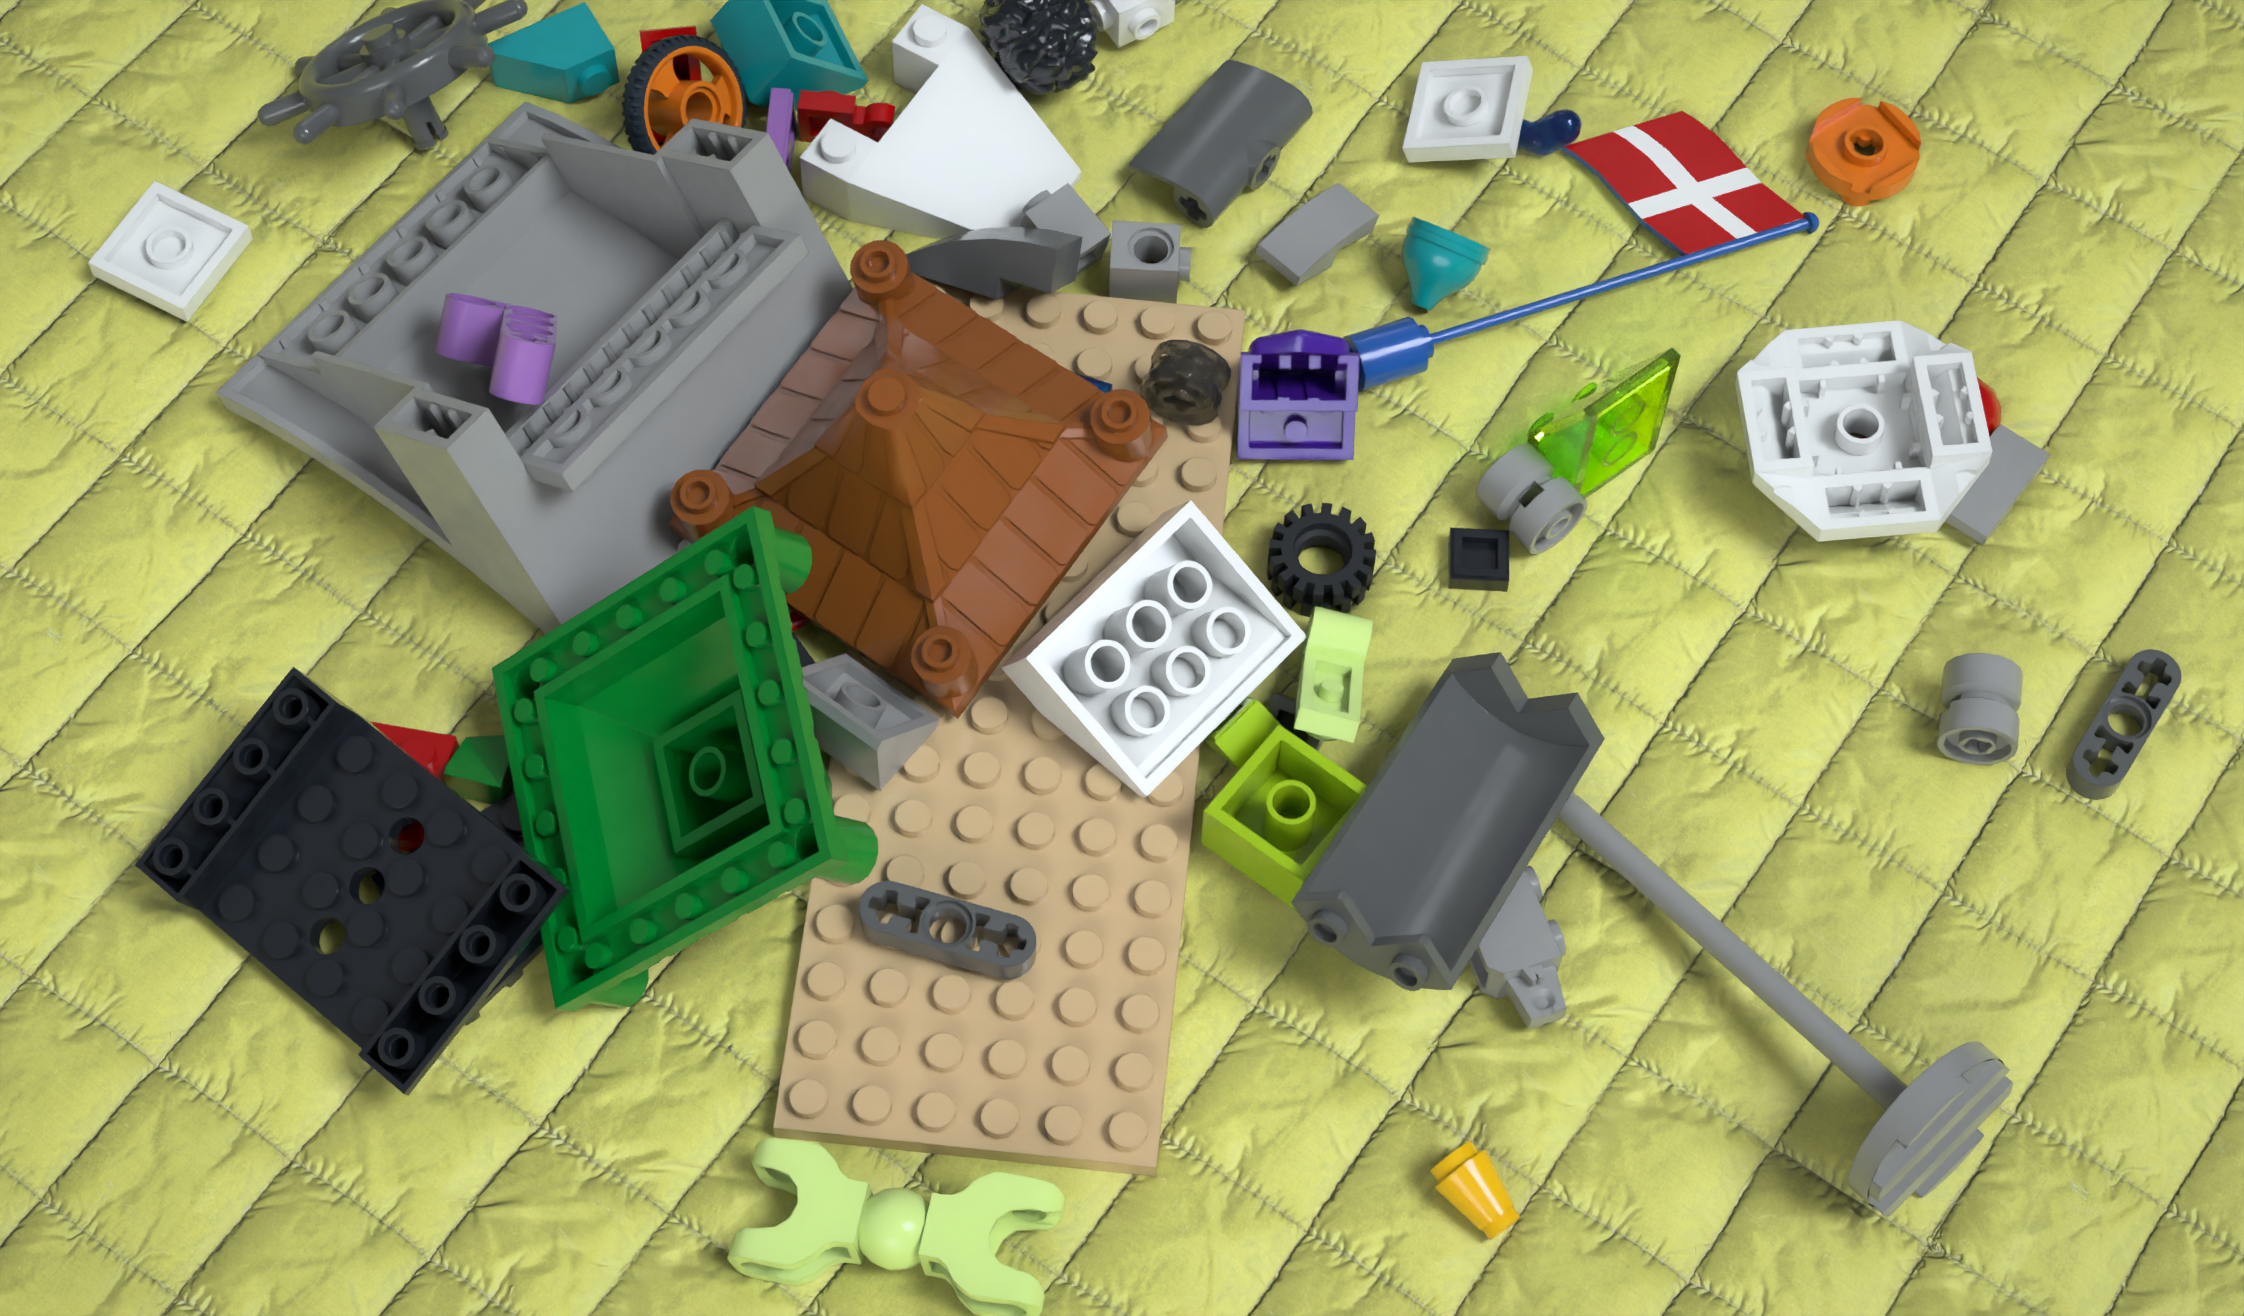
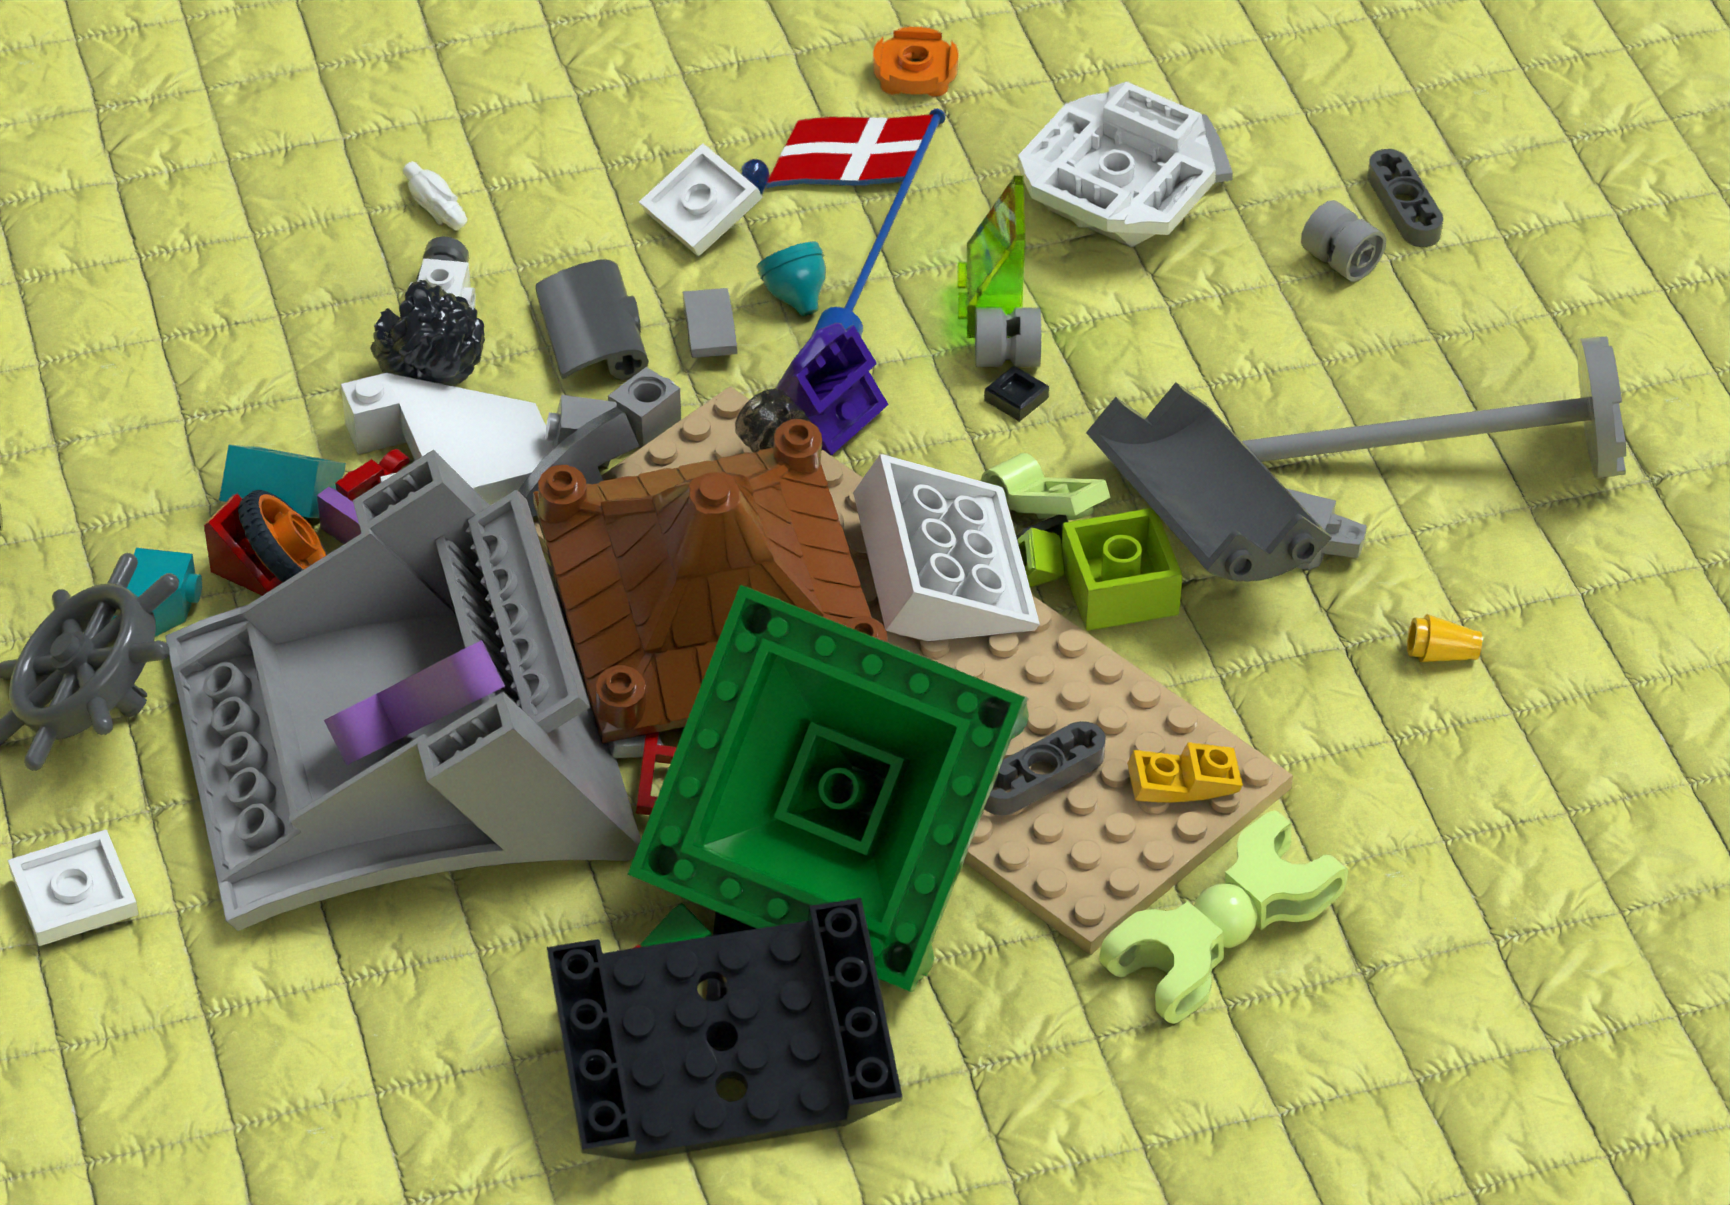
camera: 50 degrees left, 15 degrees down
(1049, 1067) = (1194, 775): none -> yellow slope
(1321, 531) = (950, 439): black tyre -> none

